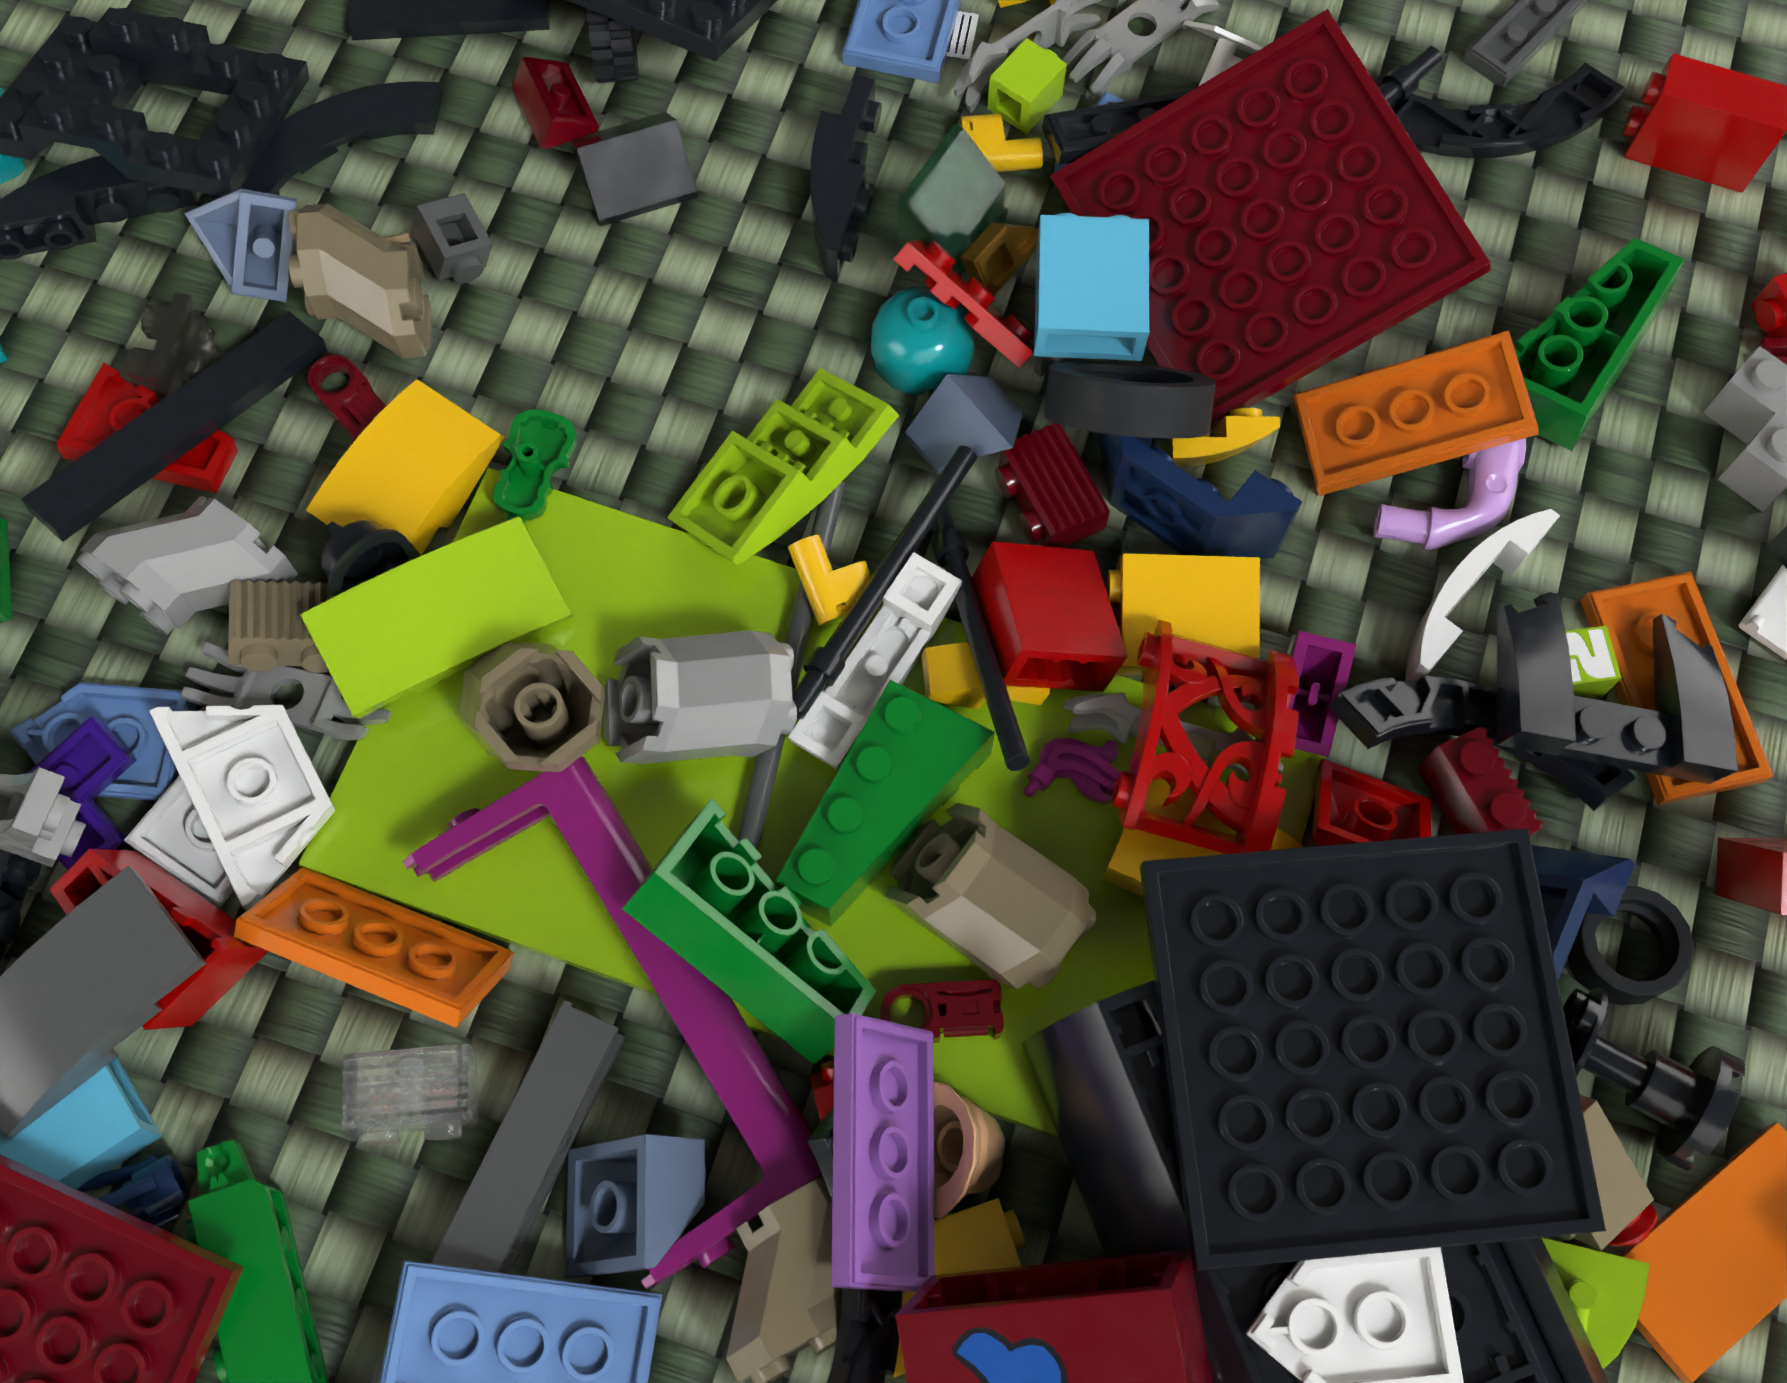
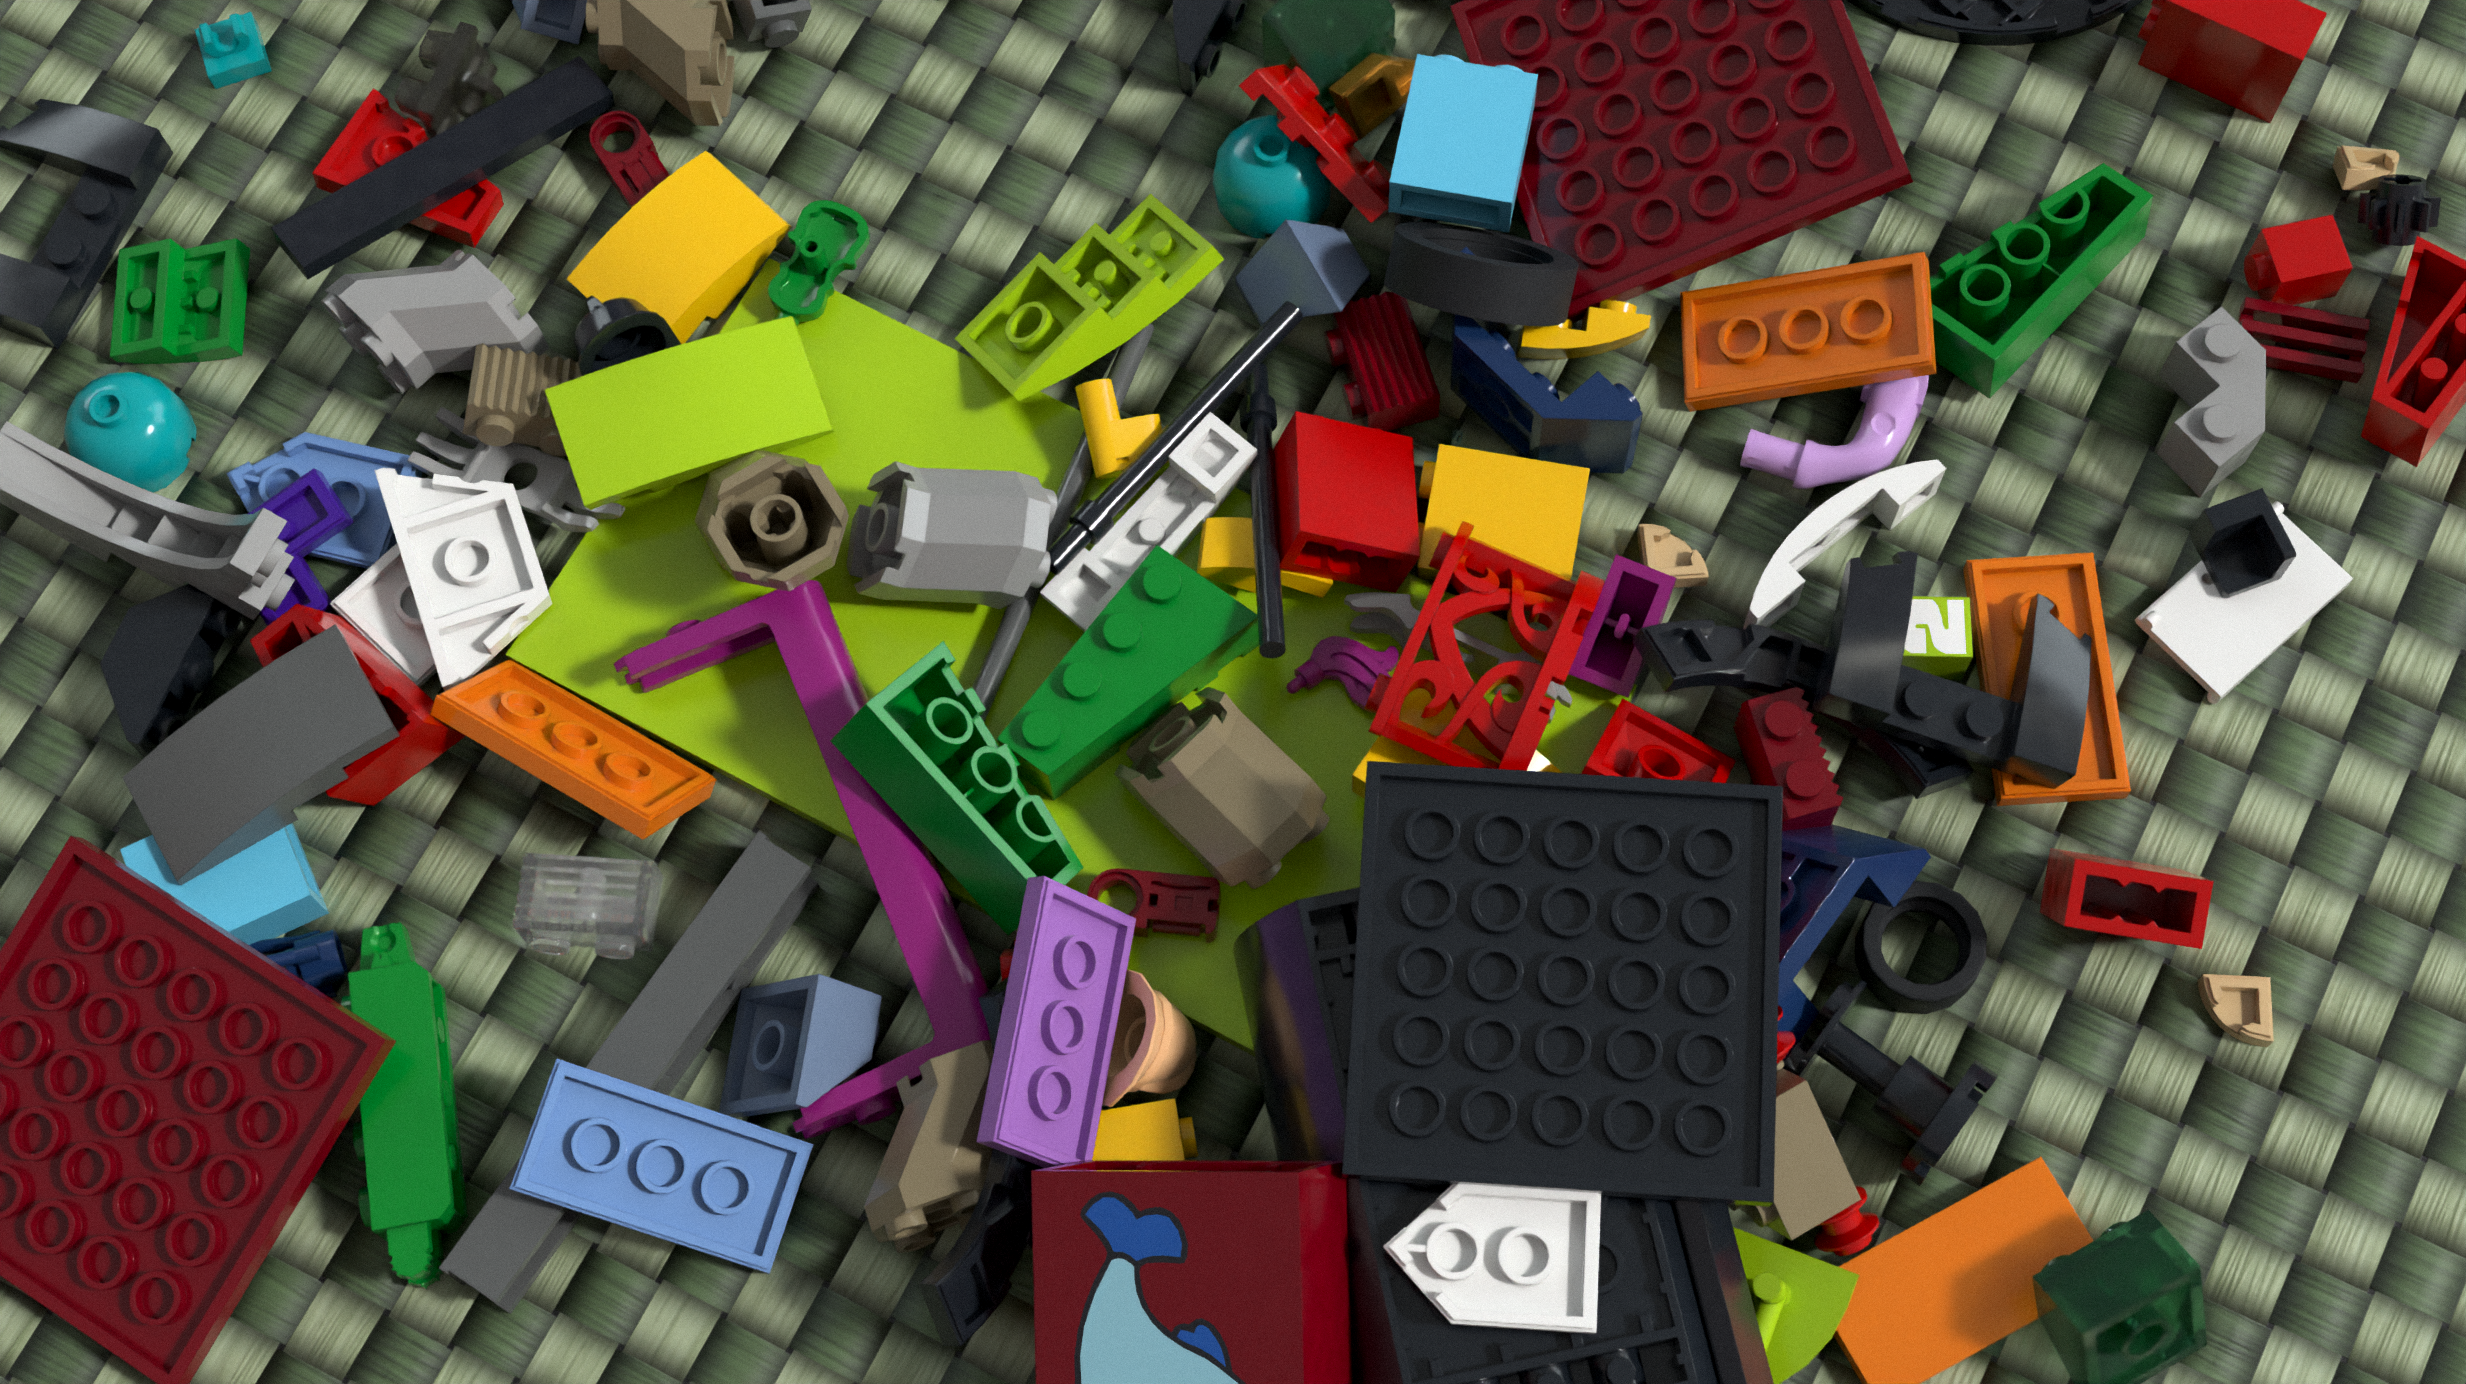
camera: 15 degrees right, 0 degrees up
(1331, 622) = (1671, 556): none -> tan tile

